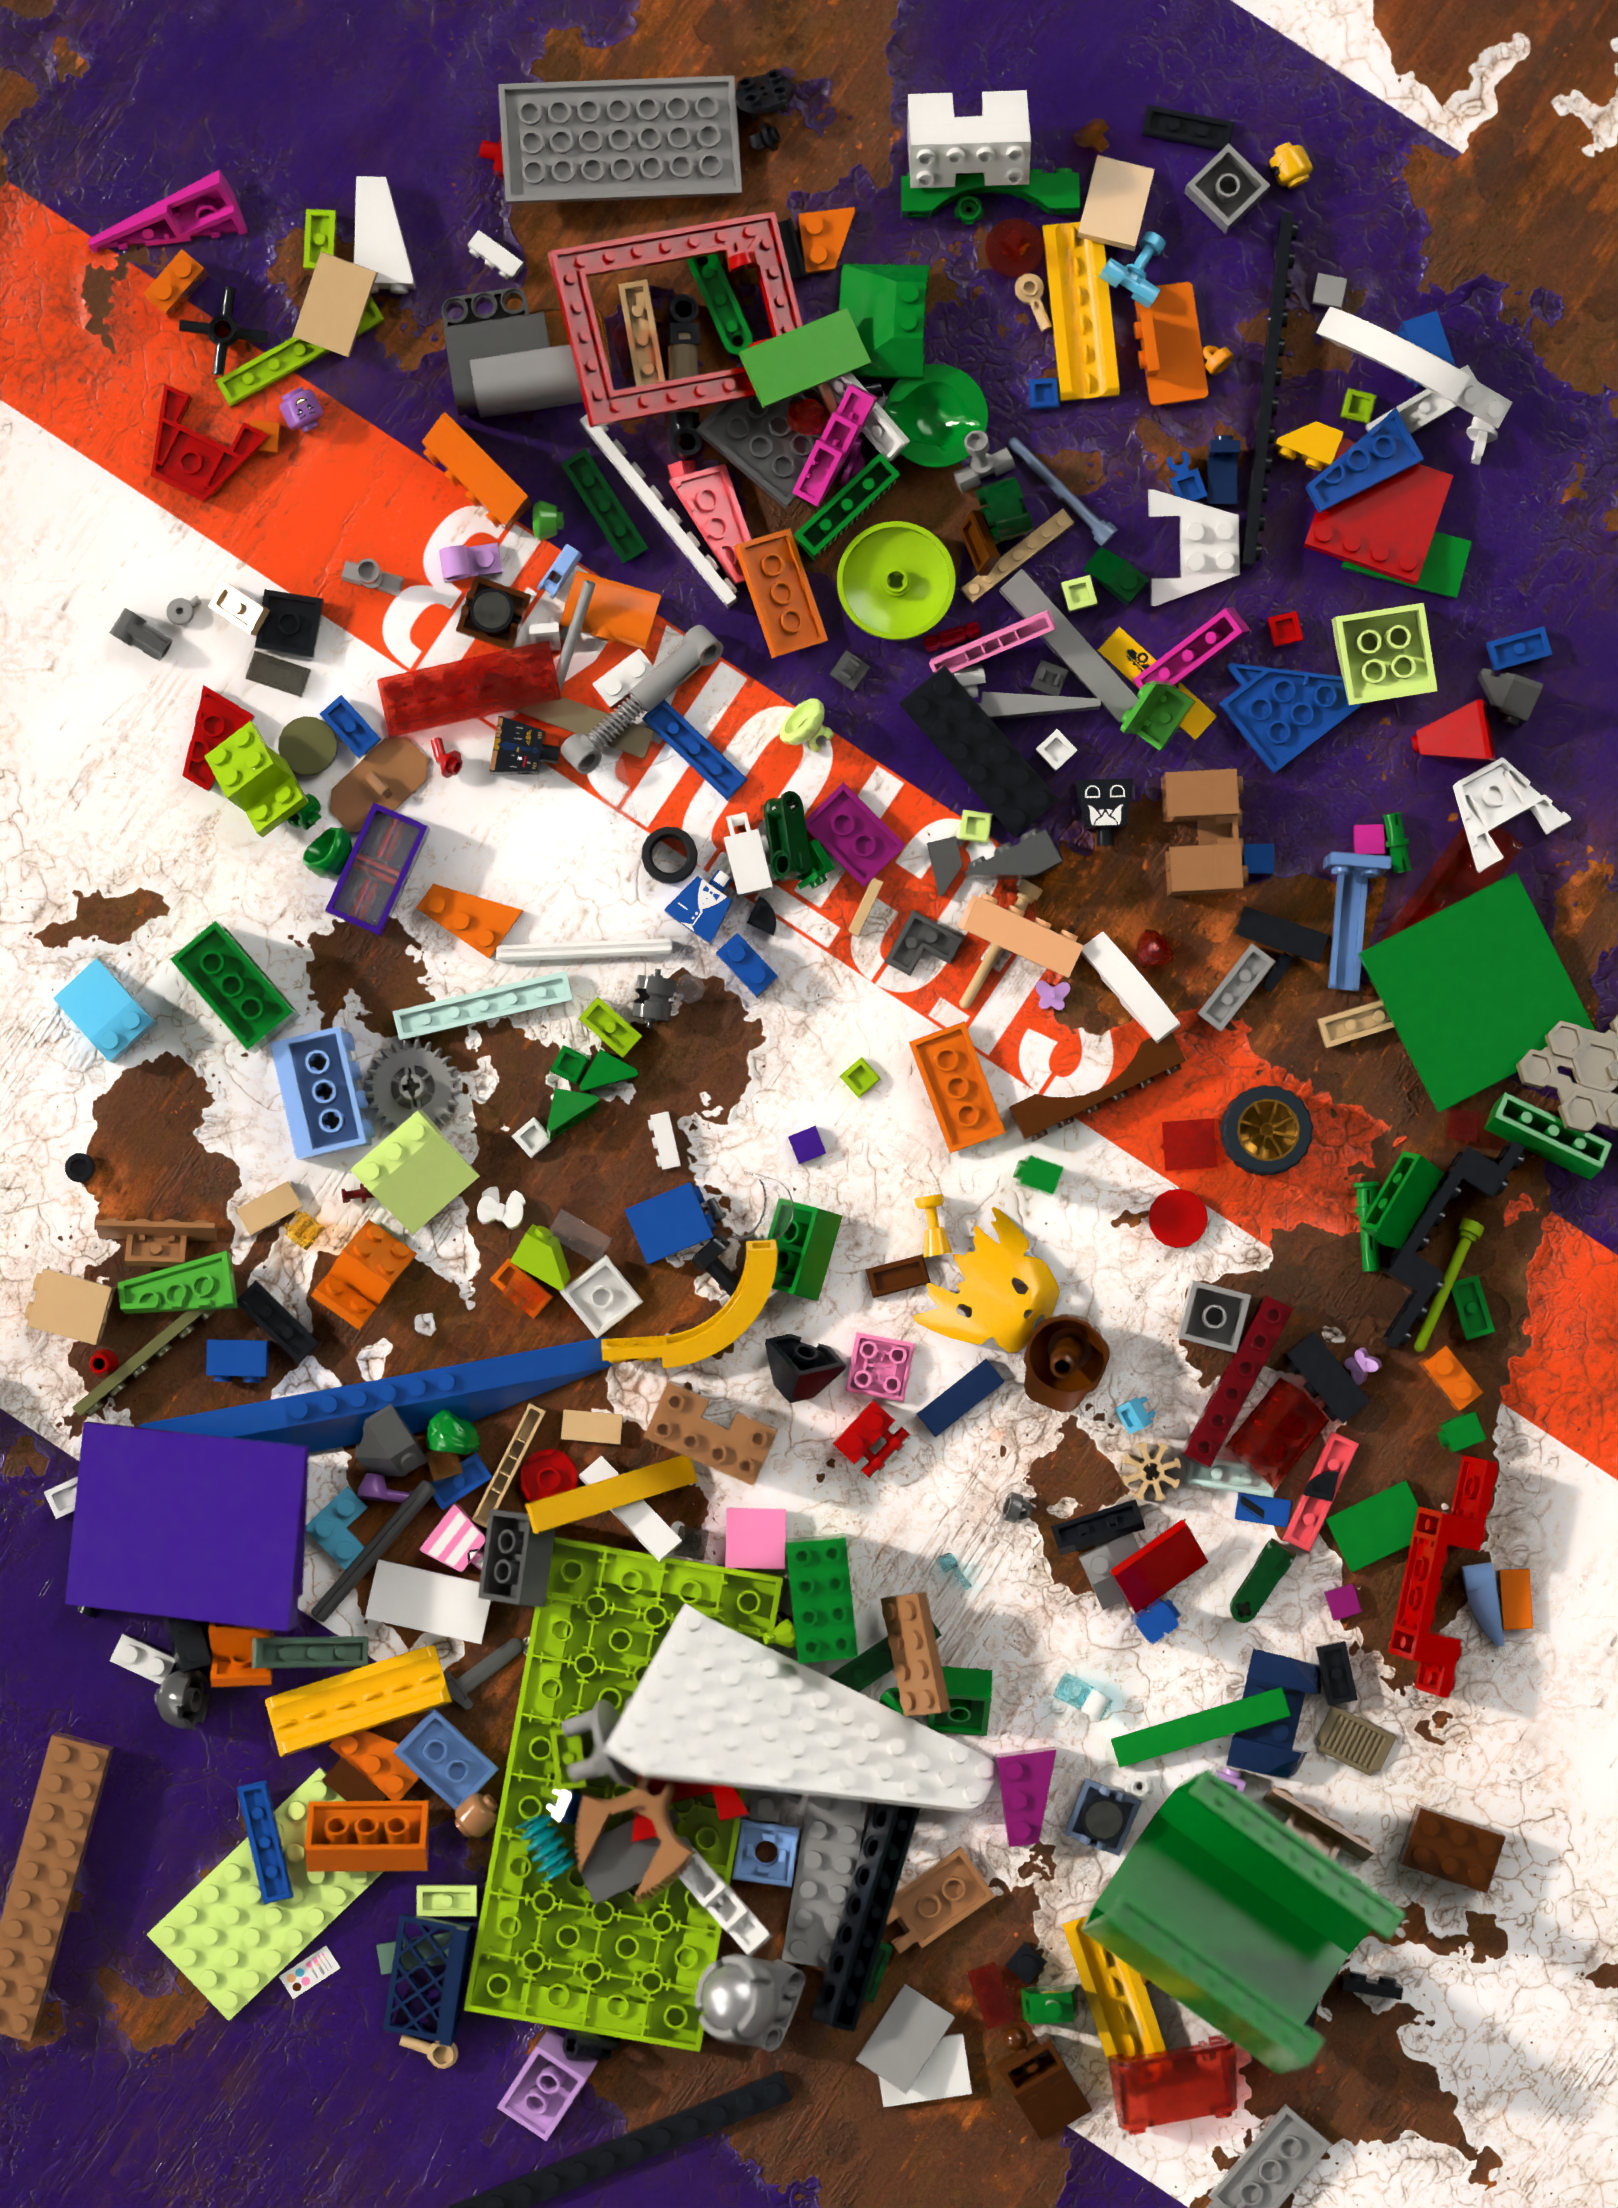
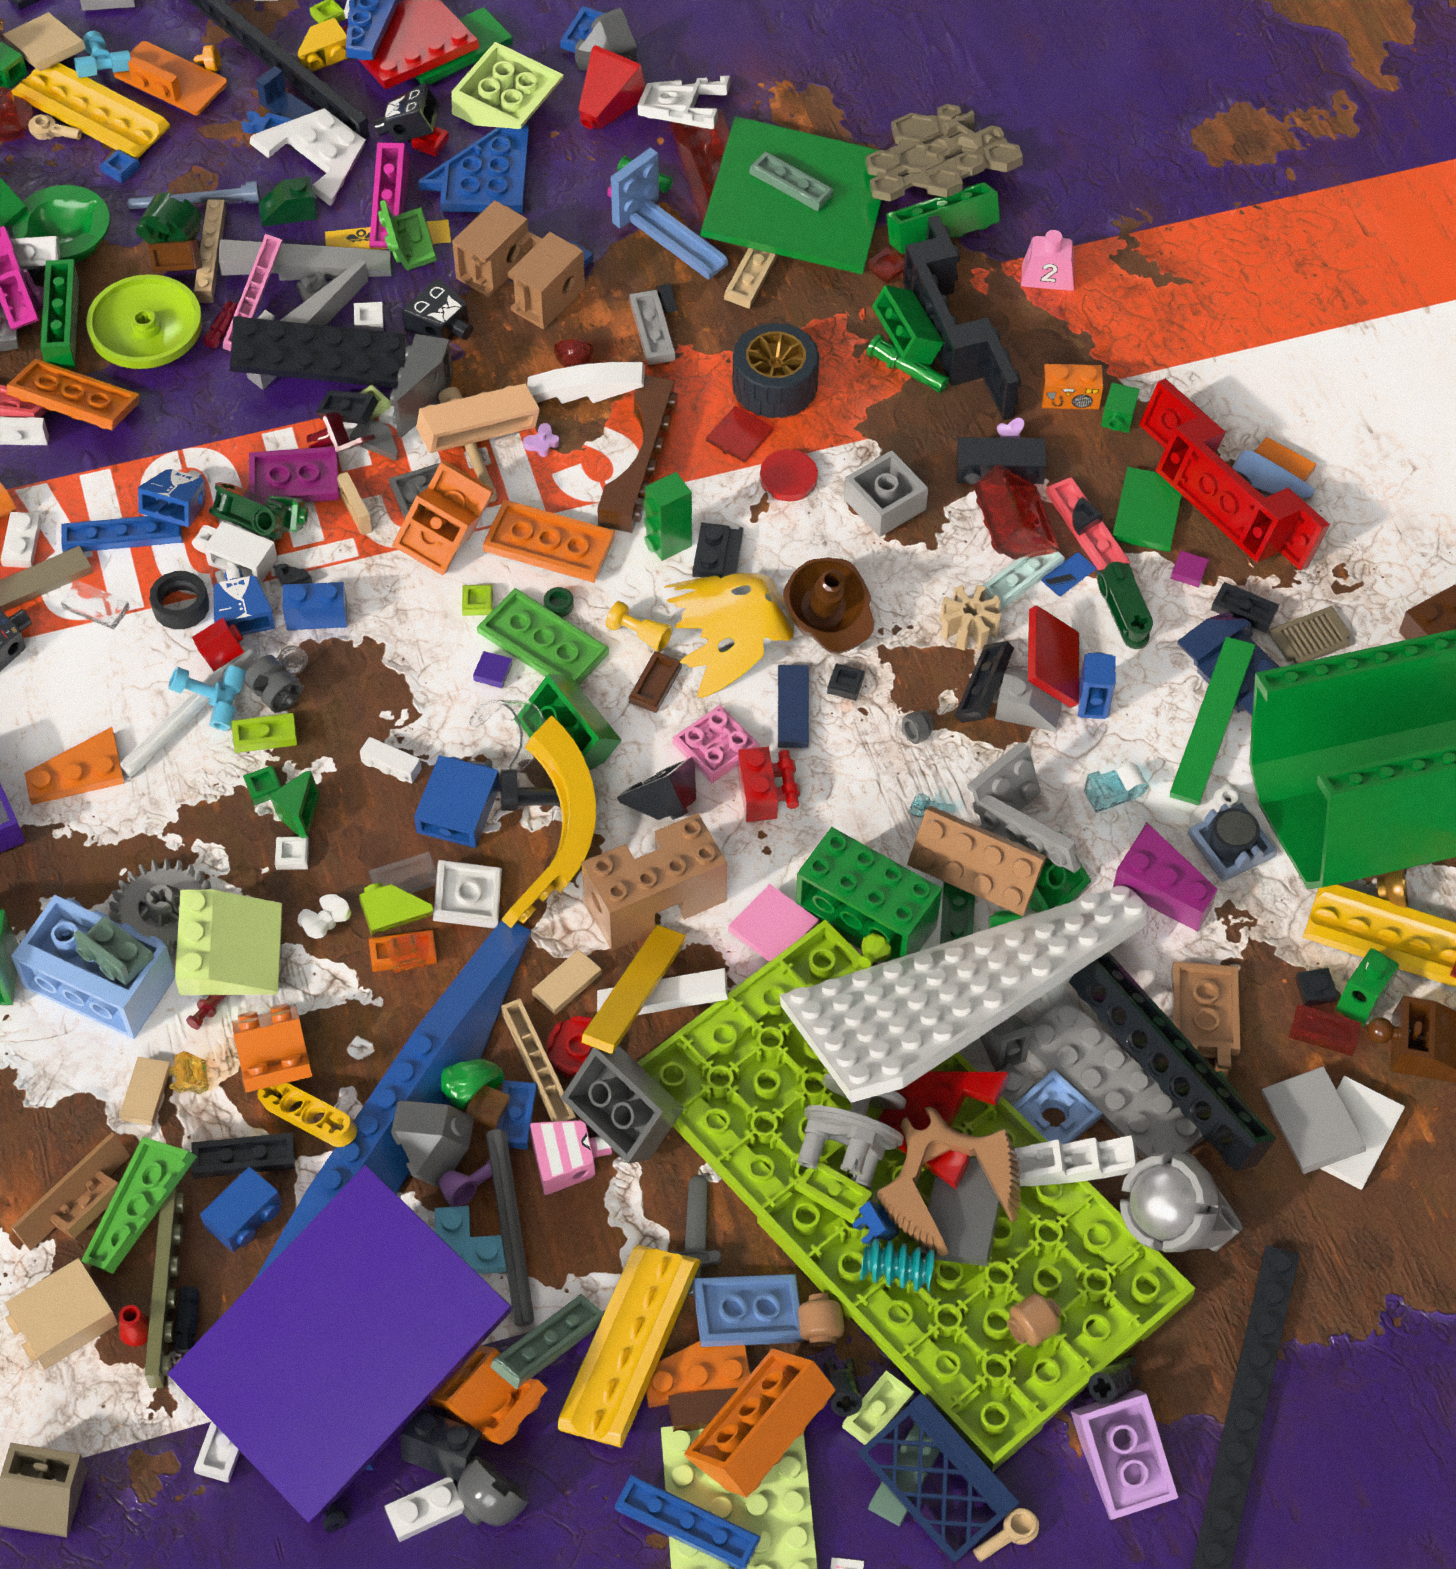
camera: 50 degrees left, 30 degrees down
(136, 1390) = (186, 1319): none -> black axle
(328, 1113) = (113, 949): none -> sand green bracket
(330, 1345) = (310, 1108): none -> yellow beam
(427, 1602) = (595, 1218): white tile -> none
(441, 1867) = (847, 1397): none -> black hinge
(482, 1005) = (152, 808): light aqua plate -> none
(581, 1965) = (1034, 1319): none -> medium nougat head
(606, 1071) = (297, 753): green slope -> none
(610, 967) = (219, 695): none -> medium azure bar
(651, 927) = (219, 643): none -> red brick
(693, 1542) = (736, 971): clear smoke plate -> none
(697, 649) = (52, 477): light grey piece -> none
(753, 766) = (173, 496): none -> blue torso
(805, 725) = (183, 444): yellowish green hair -> none
(849, 671) = (175, 399): dark grey tile -> none
(865, 1158) = (542, 638): none -> bright green tile
(901, 997) = (443, 517): none -> orange bracket
(909, 1141) = (559, 601): none -> dark green tile
(915, 835) = (336, 435): none -> dark red bracket
(949, 819) = (351, 406): none -> black plate
(982, 462) = (124, 220): light grey bar -> none
(993, 1622) = (1004, 791): none -> light grey bracket
(1016, 1419) = (845, 682): none -> black tile
(1057, 1223) = (717, 550): none -> black plate
(1079, 593) = (277, 228): yellowish green plate -> none
(1134, 1414) = (915, 598): medium azure tile -> none
(1236, 1382) = (954, 515): dark red brick -> none
(1281, 934) = (641, 279): black tile -> none
(1290, 595) = (409, 114): none -> black torso
(1469, 1232) = (971, 310): lime piece -> none
(1471, 1307) = (1030, 344): green plate -> none
(1479, 980) = (791, 181): none -> sand green tile
(1568, 1261) = (1049, 263): none -> bright pink torso

